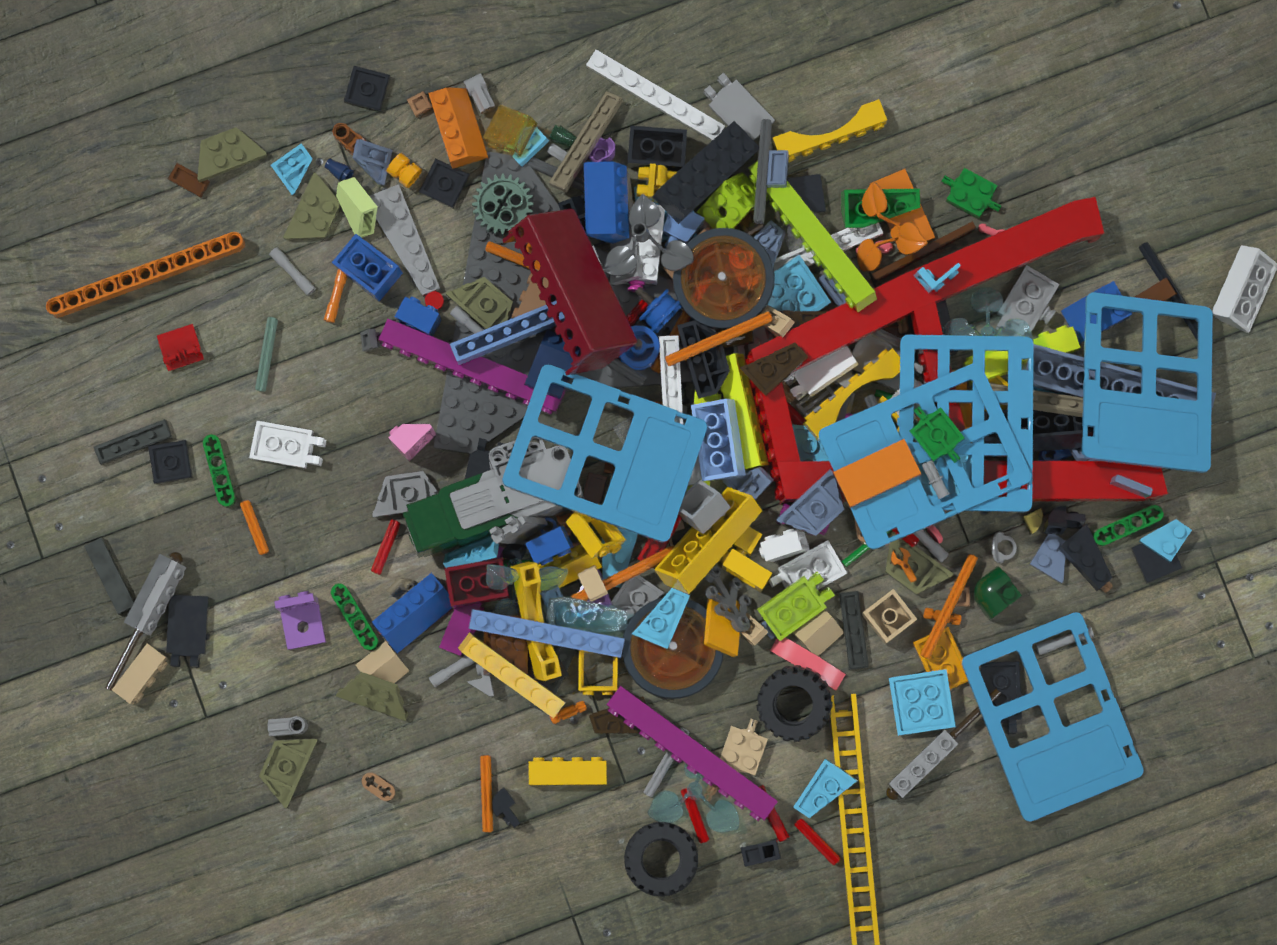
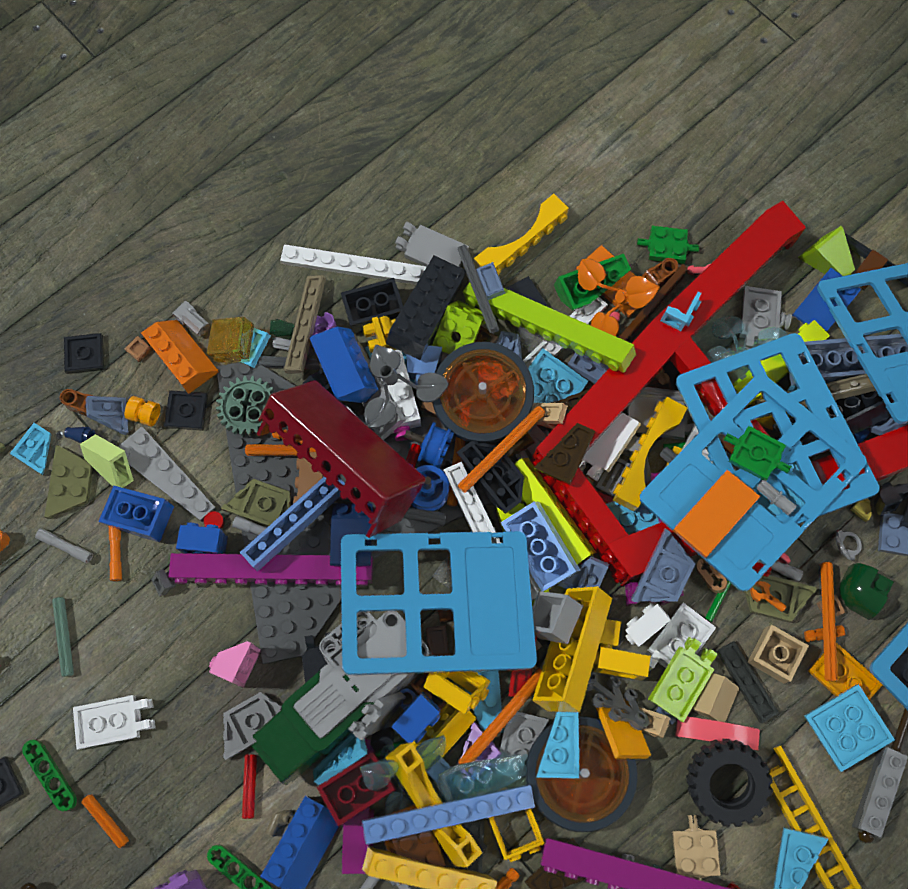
camera: 25 degrees left, 10 degrees down
(592, 583) = (475, 740): tan slope -> none
(947, 221) = (658, 273): none -> dark orange piece
(1123, 267) = (830, 252): none -> lime slope

